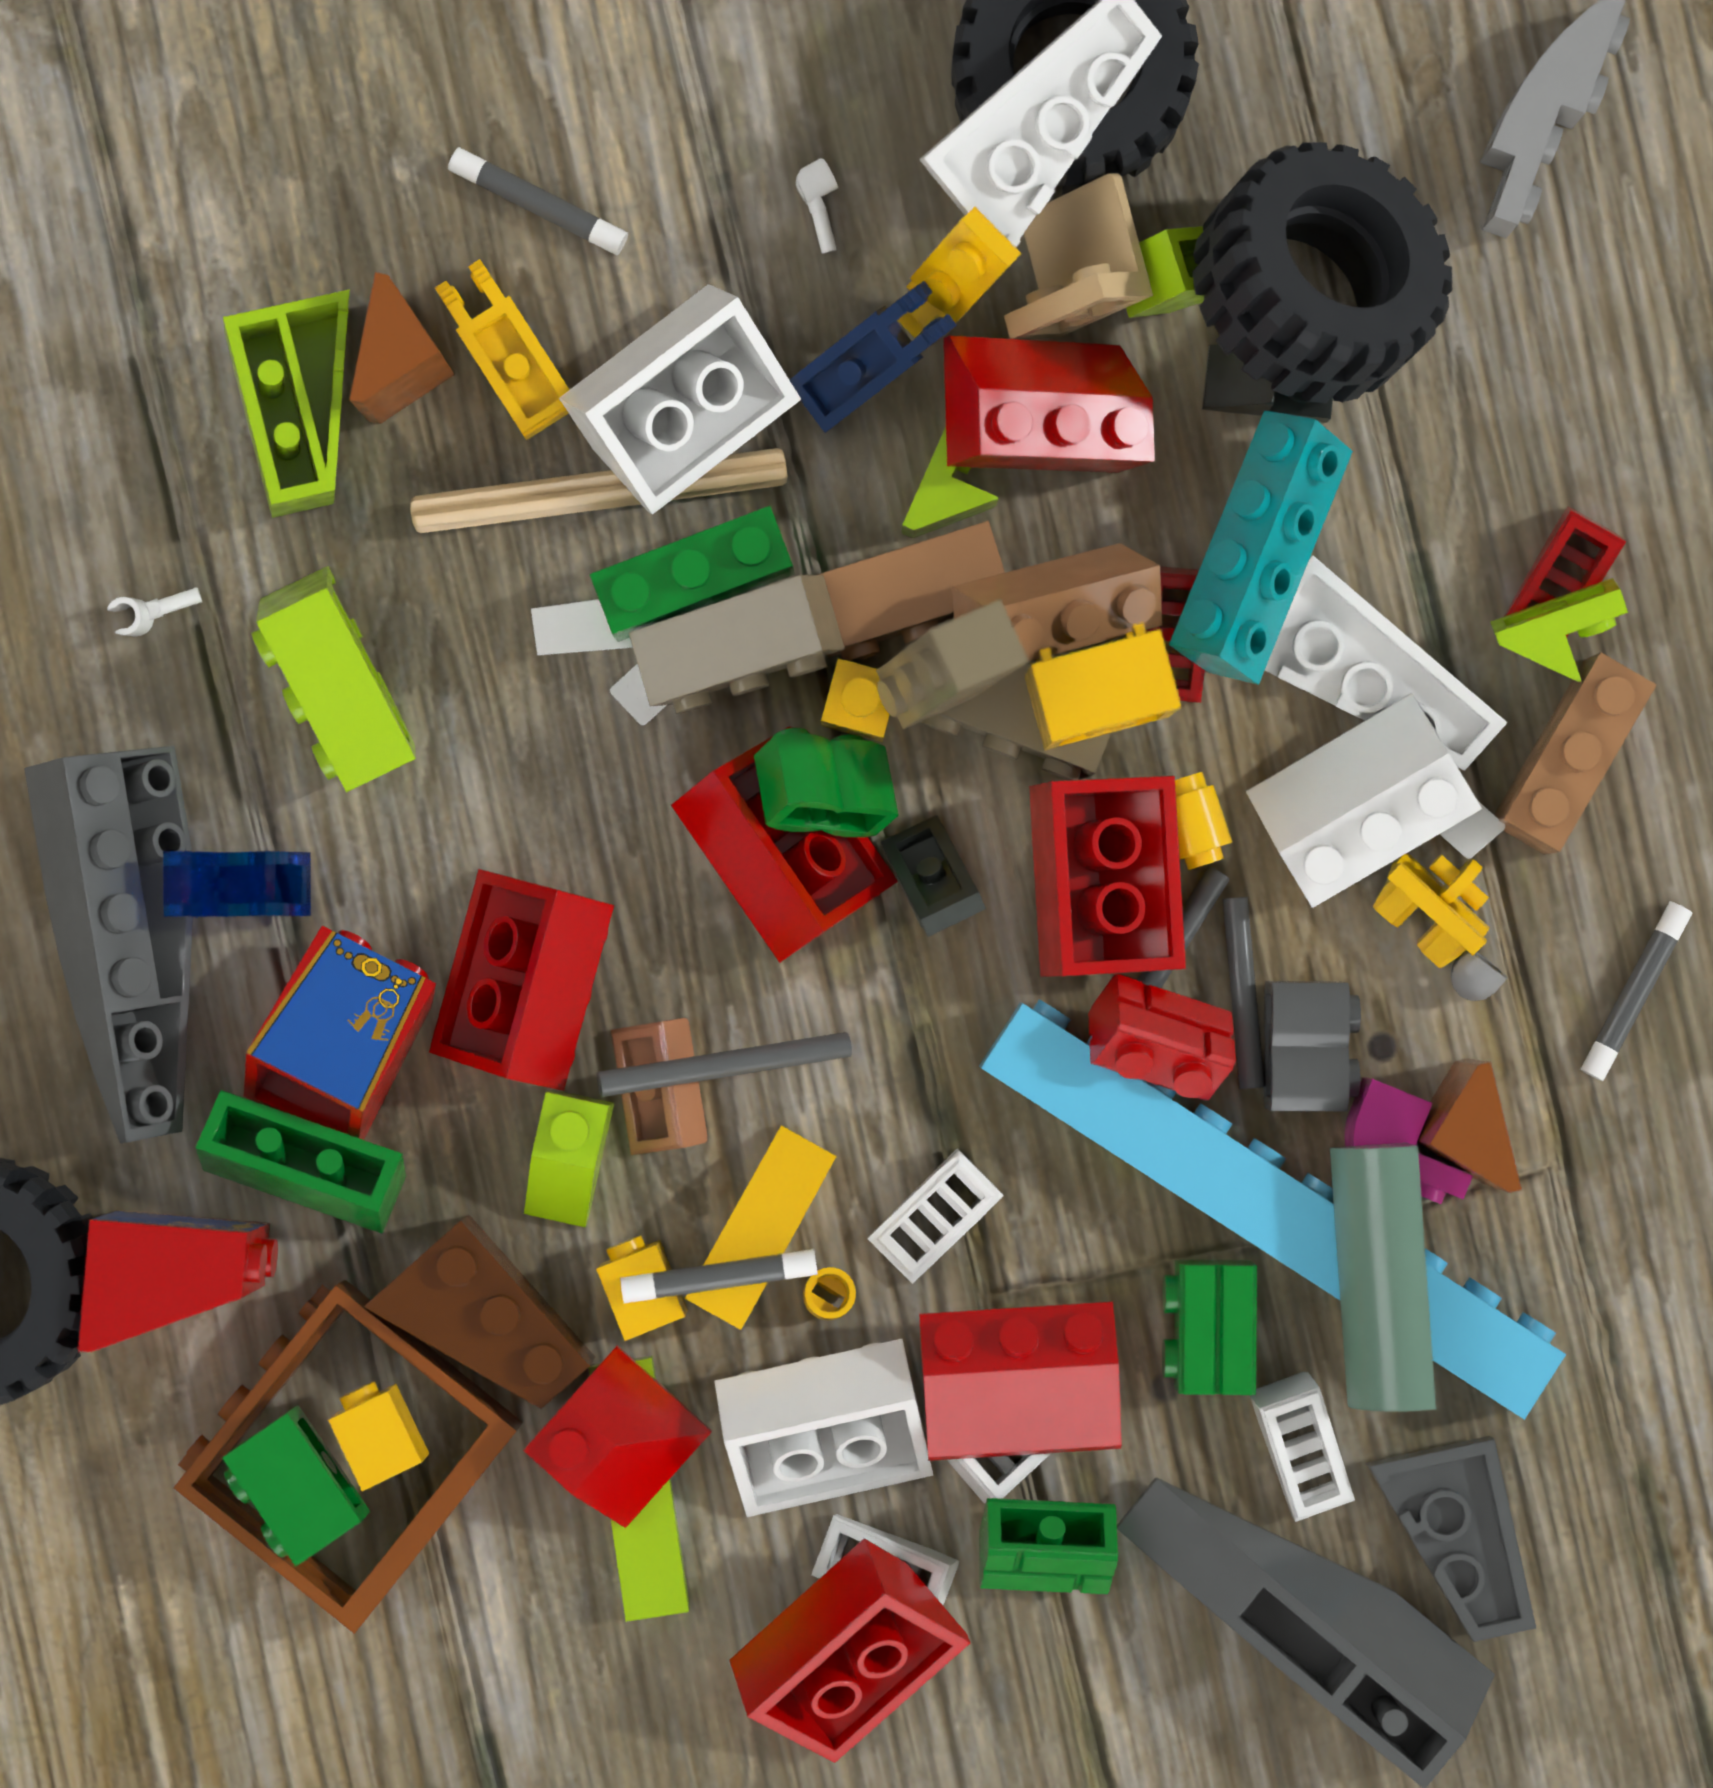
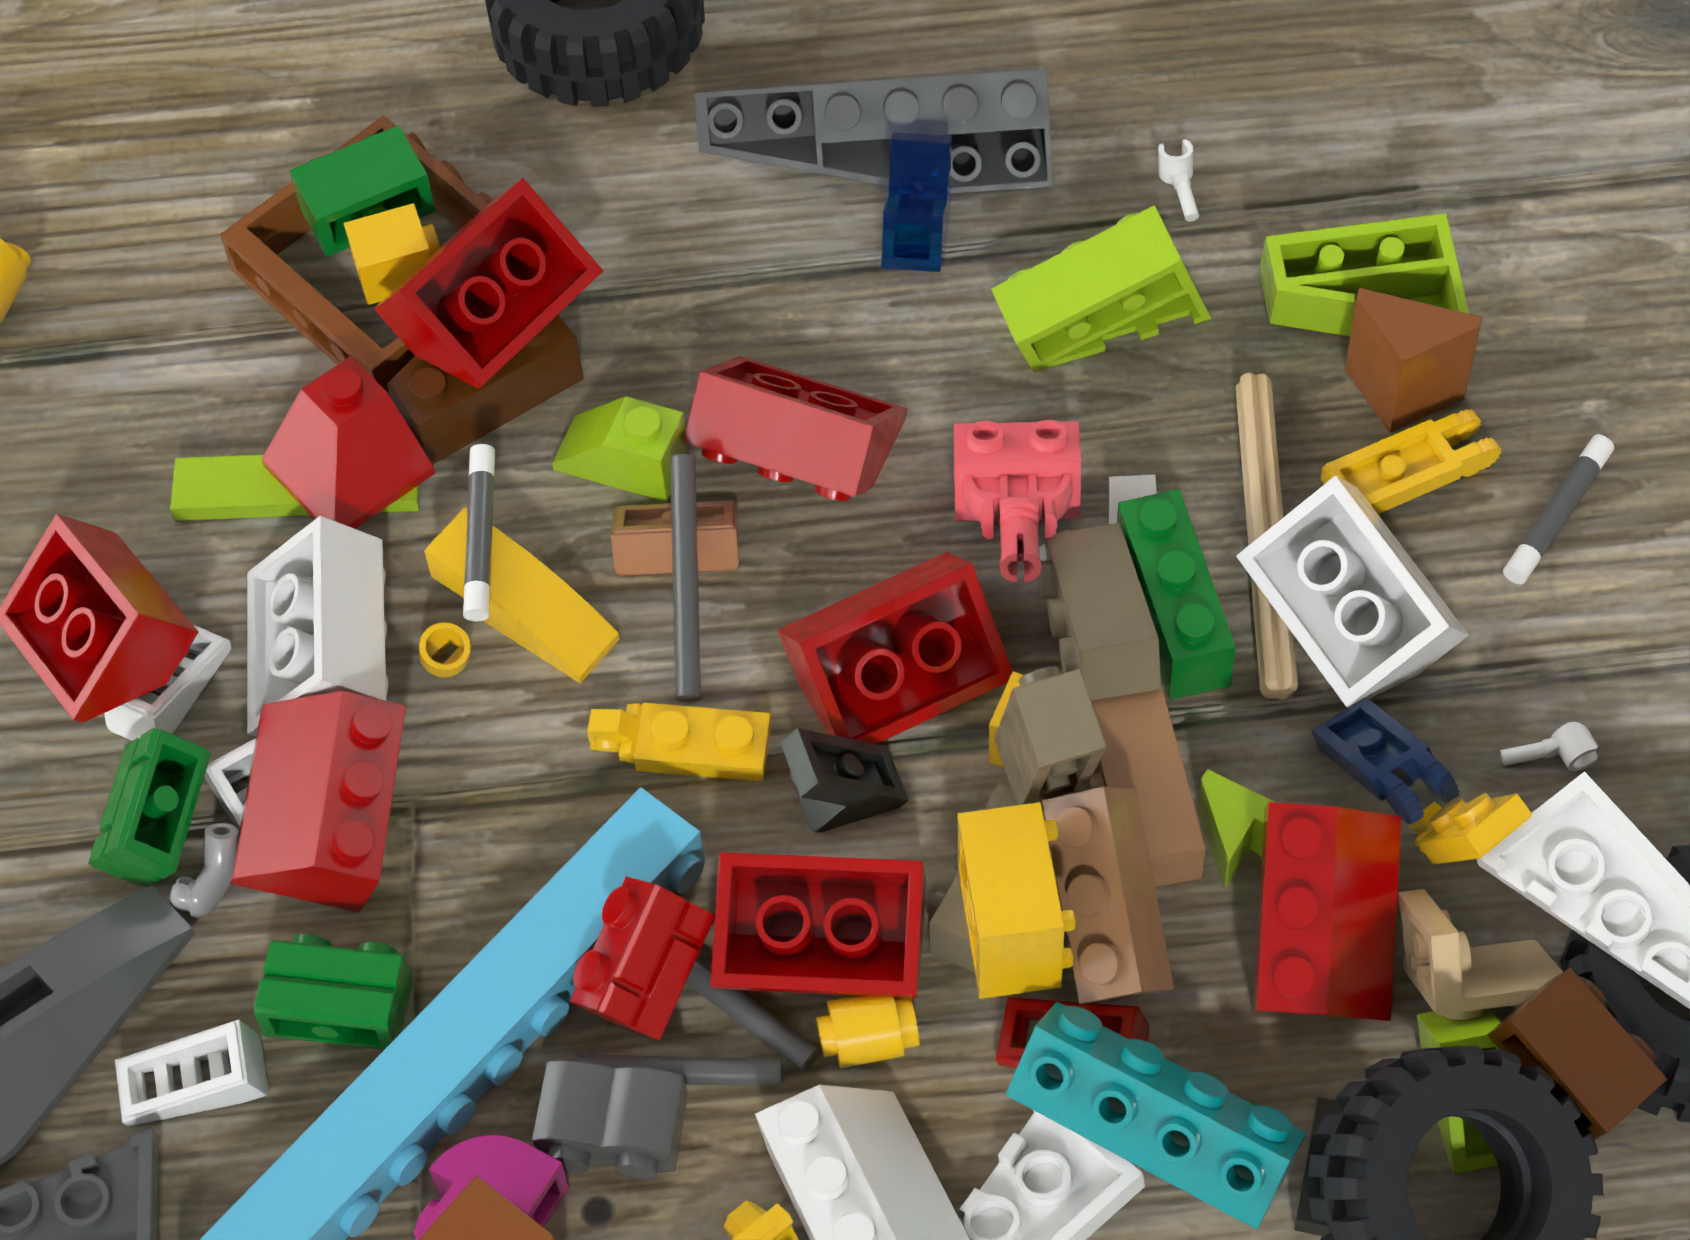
camera: 100 degrees right, 30 degrees down
(166, 1268) = (579, 120): red slope -> none
(301, 1161) = (654, 233): green brick -> none
(338, 1034) = (766, 273): slope -> none
(428, 1317) = (490, 287): none -> red slope
(586, 741) = (1017, 478): none -> coral brick
(632, 1259) = (511, 489): yellow brick -> none
(825, 784) = (948, 676): green brick -> none
(896, 1037) = (685, 739): none -> yellow hinge
(973, 1178) = (526, 793): white slope -> none
(1099, 1468) = (214, 880): none -> light grey arm
(1196, 163) = (1584, 1050): none -> reddish brown brick
(1382, 1277) = (344, 1140): sand green brick -> none

